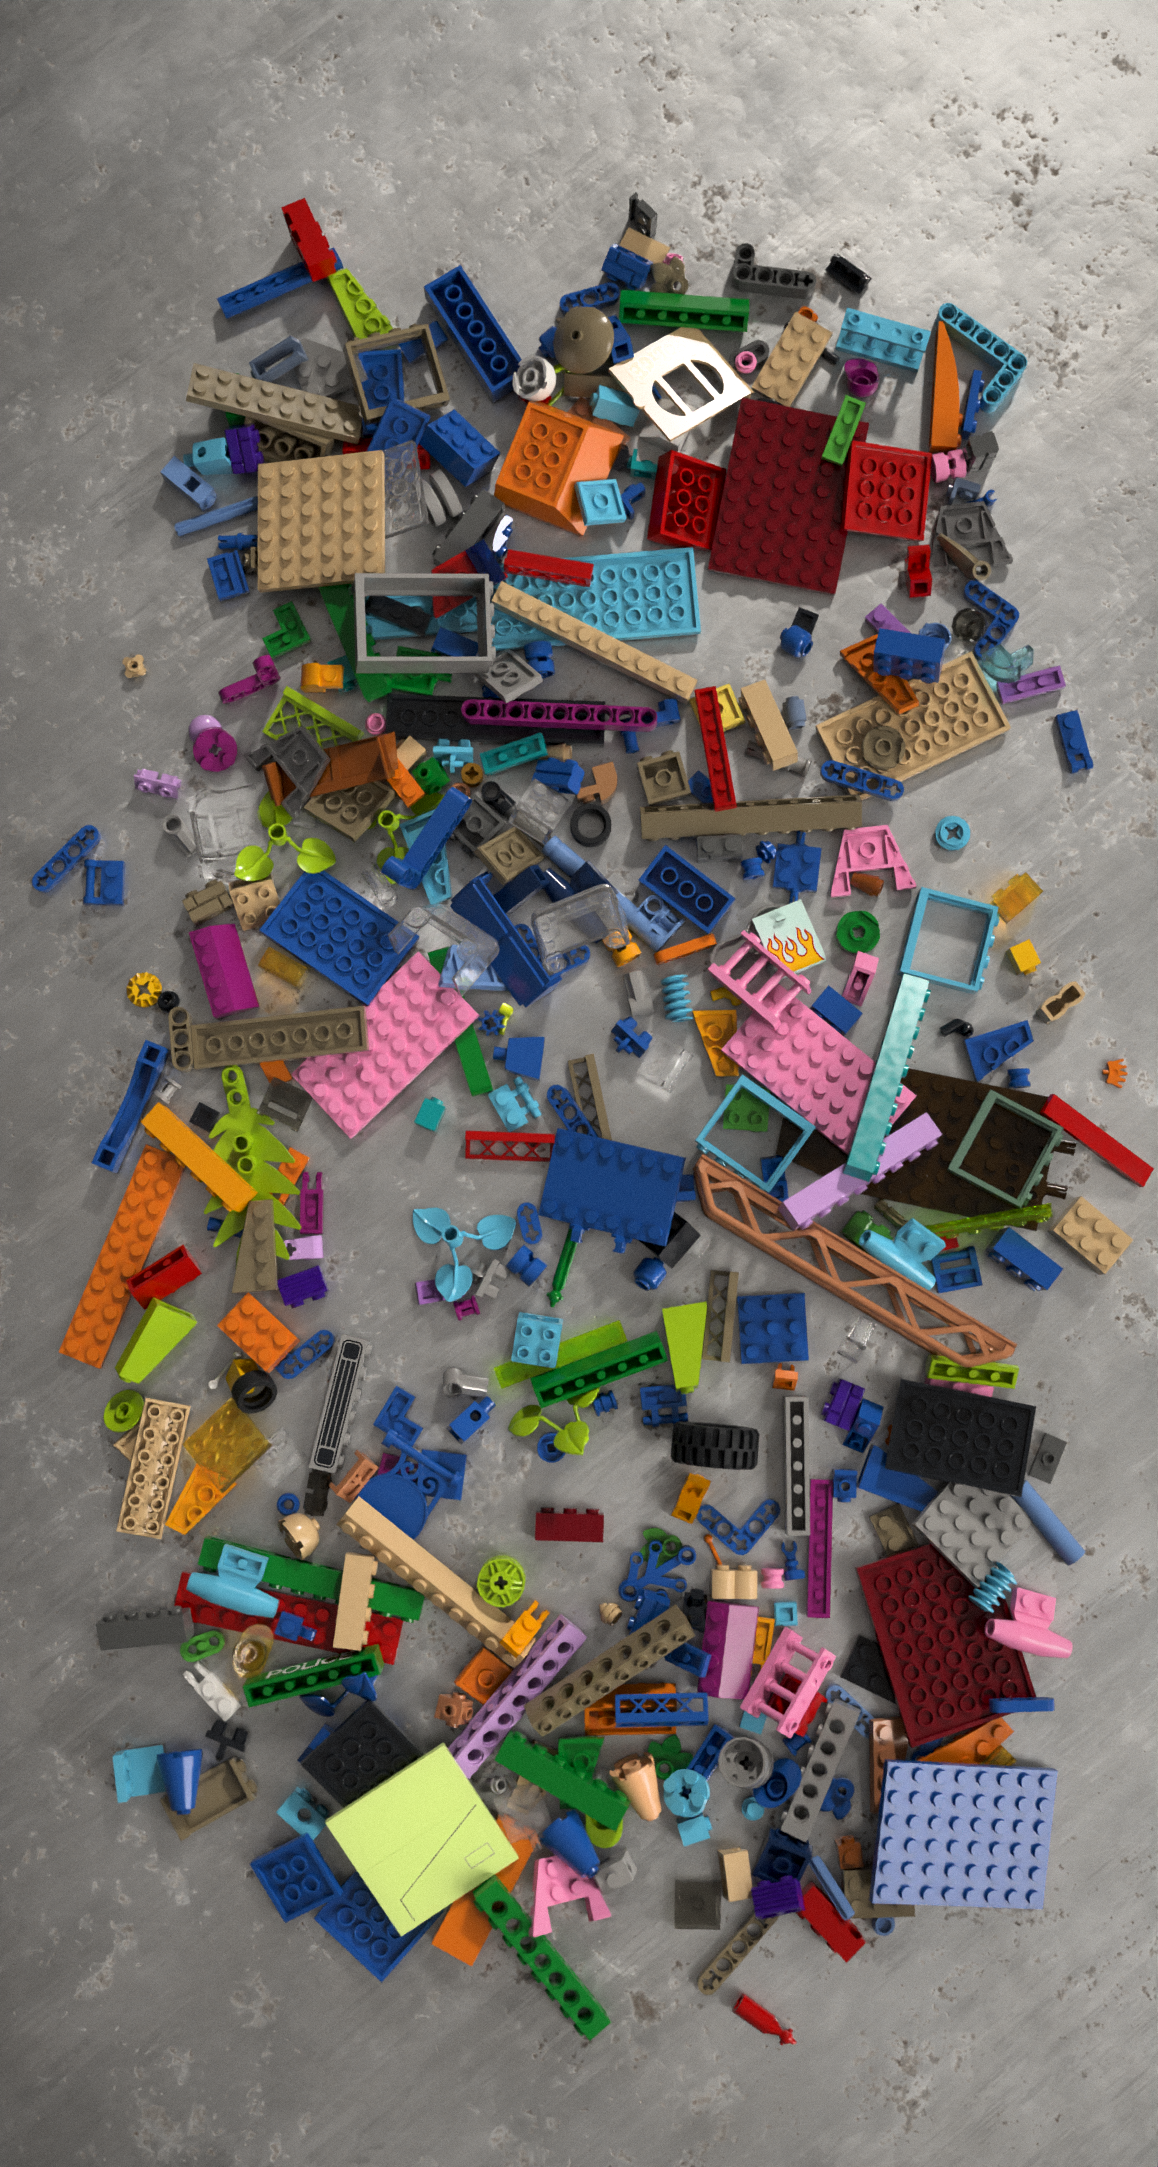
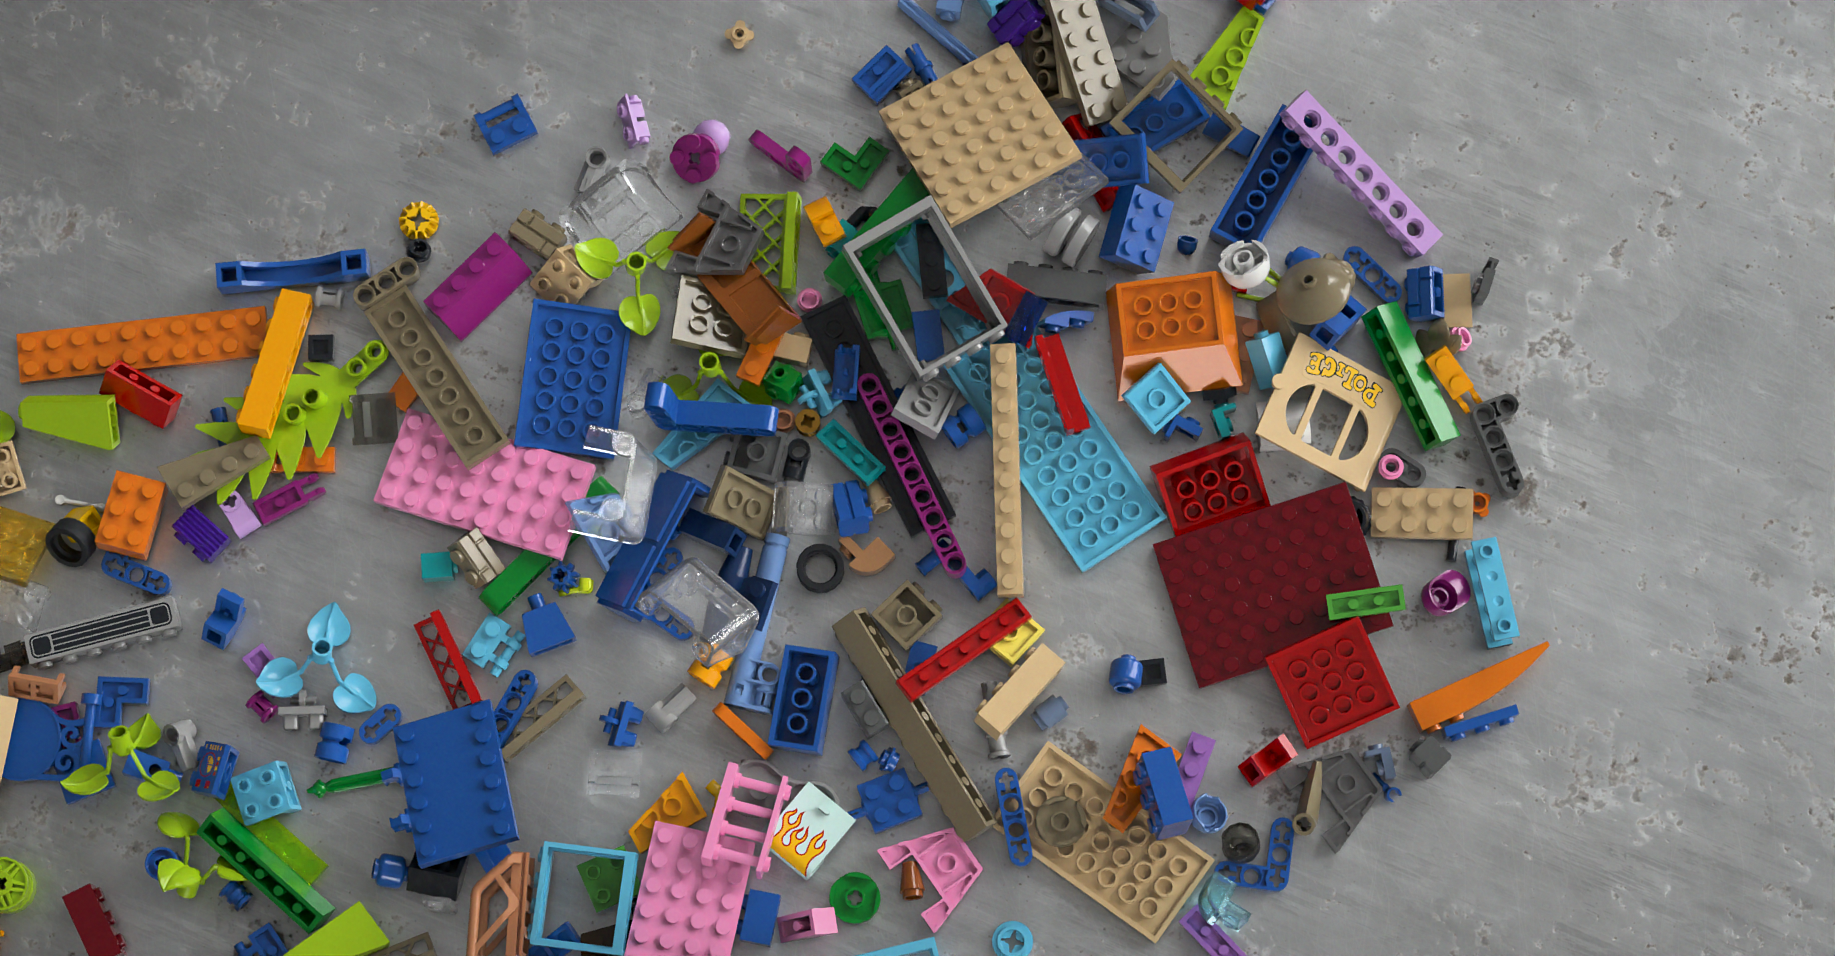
camera: 65 degrees right, 5 degrees down
(63, 855) = (511, 72): blue beam -> none
(284, 968) = (510, 344): clear yellow brick -> none
(331, 647) = (862, 214): none -> black arm
(381, 1302) = (224, 620): none -> blue brick
(438, 1413) = (123, 740): none -> lime plant
(441, 1081) = (475, 558): none -> dark tan brick
(451, 723) = (846, 372): none -> blue hinge
(490, 420) = (1186, 244): none -> blue hinge
(499, 1369) = (214, 770): none -> blue slope
(500, 254) = (1374, 177): none -> lavender brick
(676, 998) = (685, 749): medium azure piece -> none
(702, 281) = (1452, 376): none -> light orange hinge
(848, 273) = (1551, 522): black hinge -> none
(940, 466) = (1394, 724): bright pink wheel -> none
(985, 352) = (1547, 708): medium azure beam -> none

